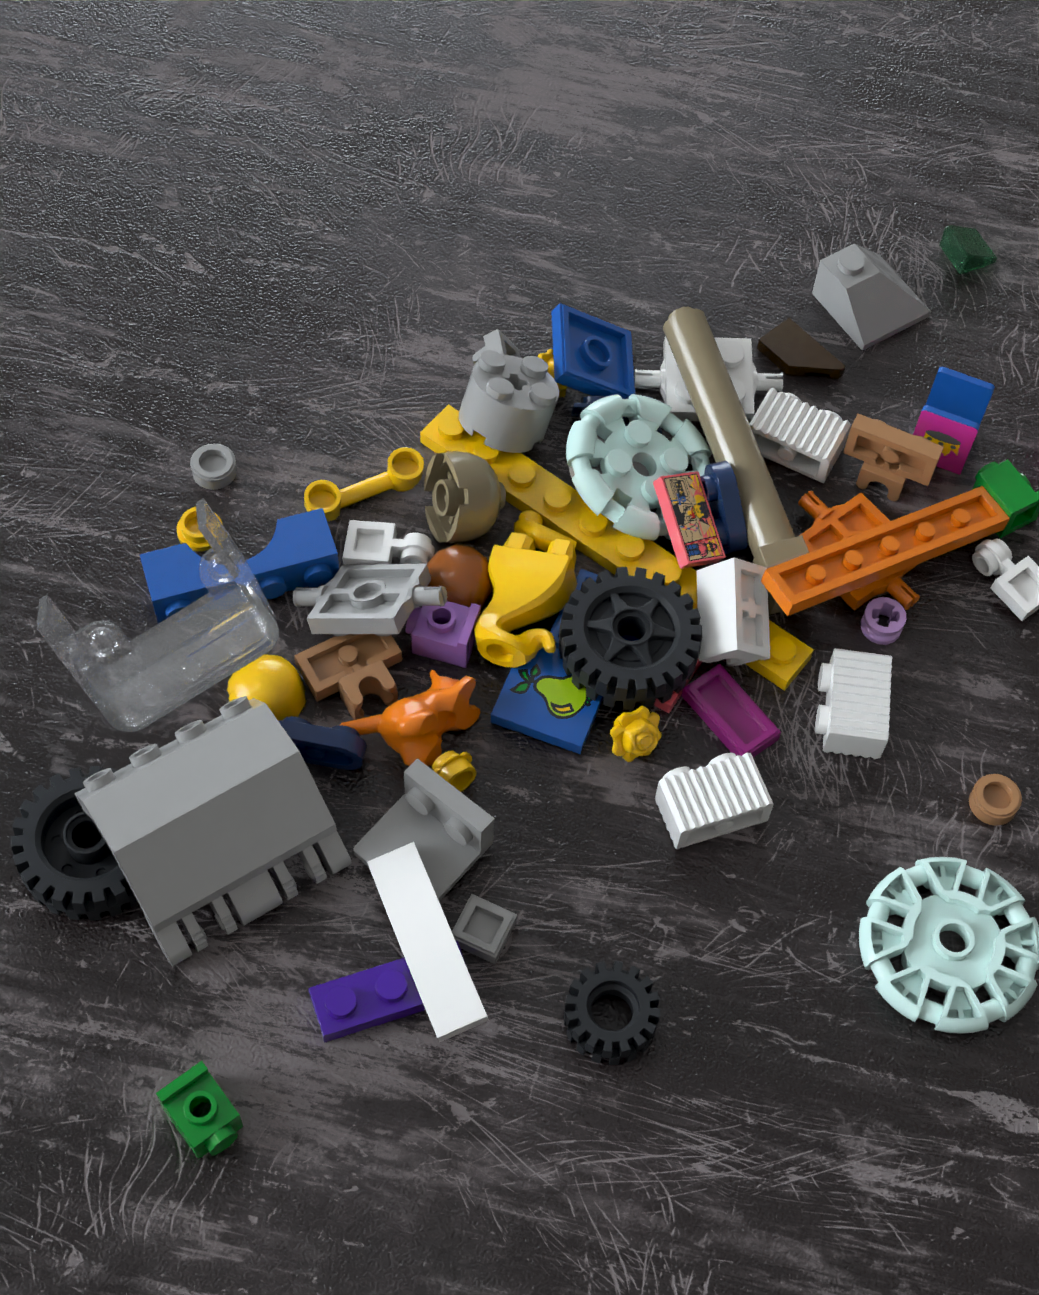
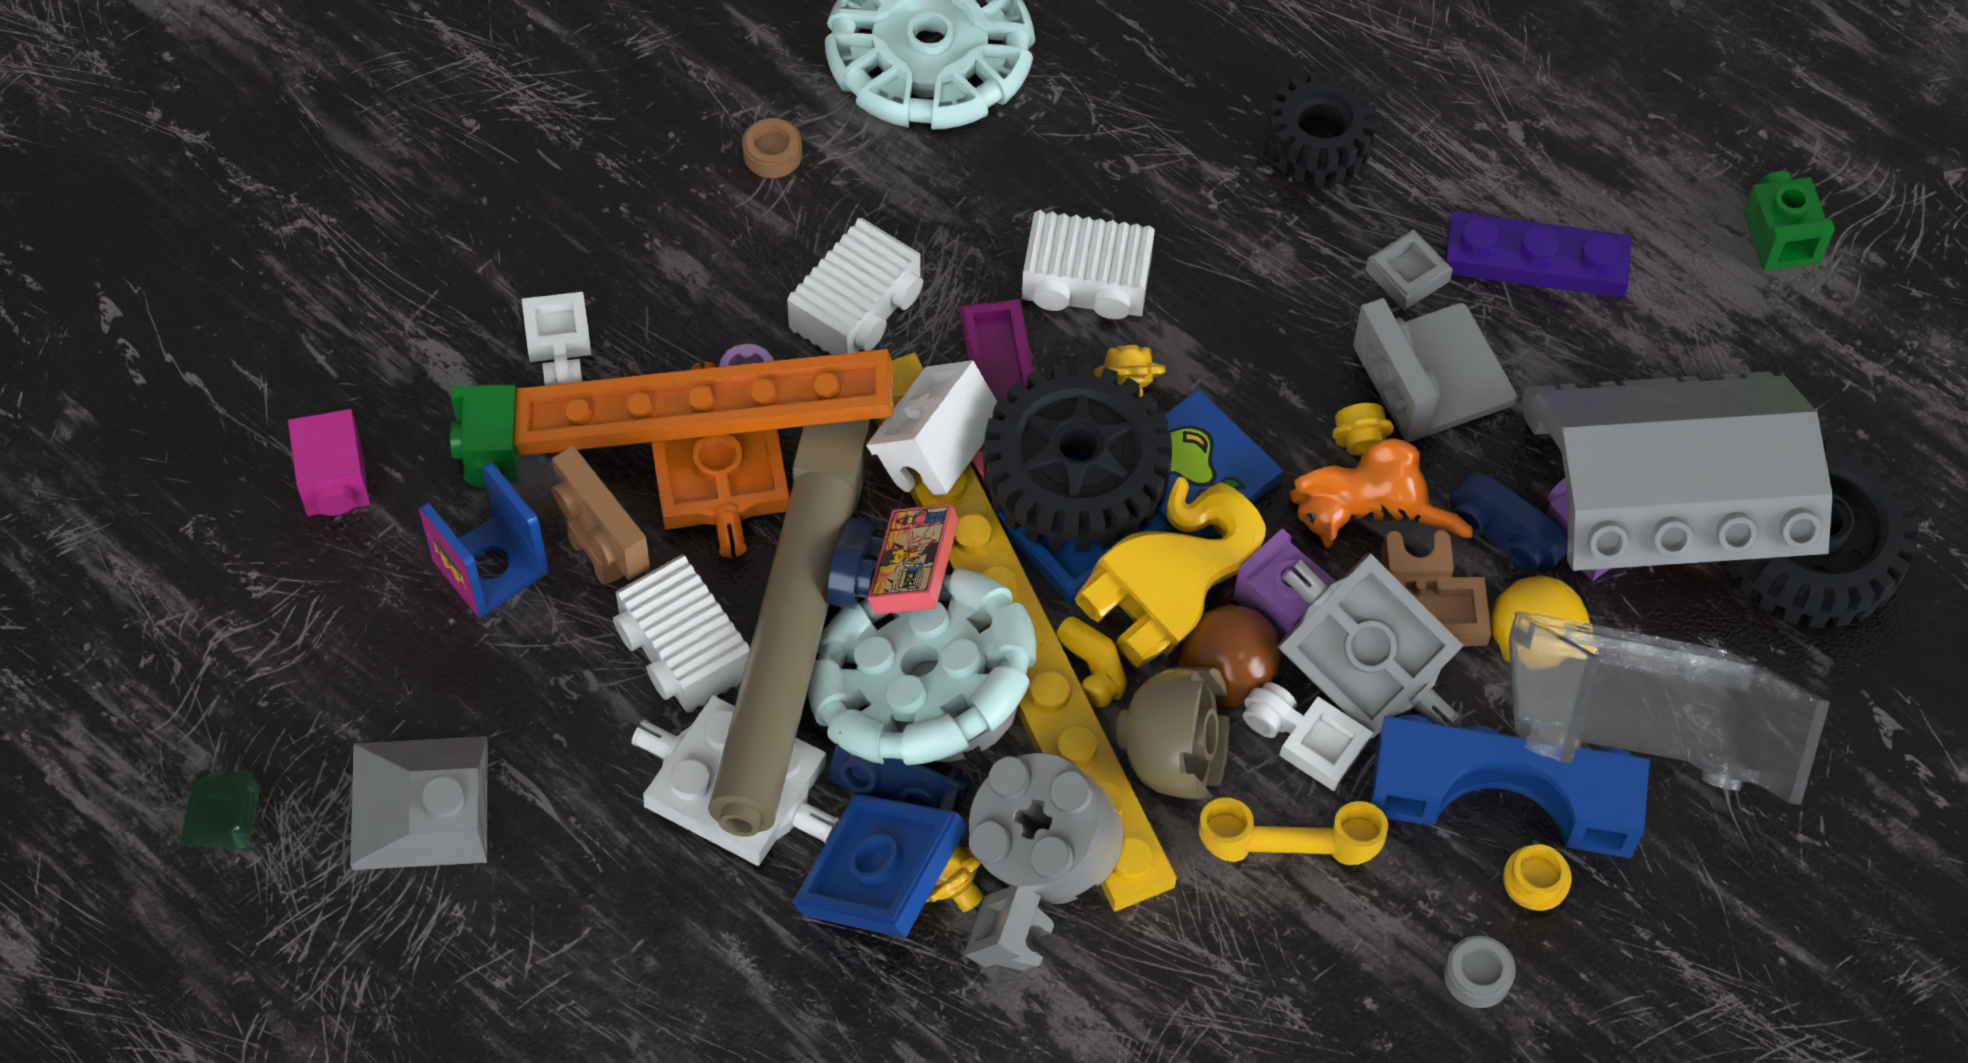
camera: 150 degrees left, 0 degrees up
(427, 942) = (1489, 251): white slope -> none
(798, 352) = (583, 768): dark brown tile -> none

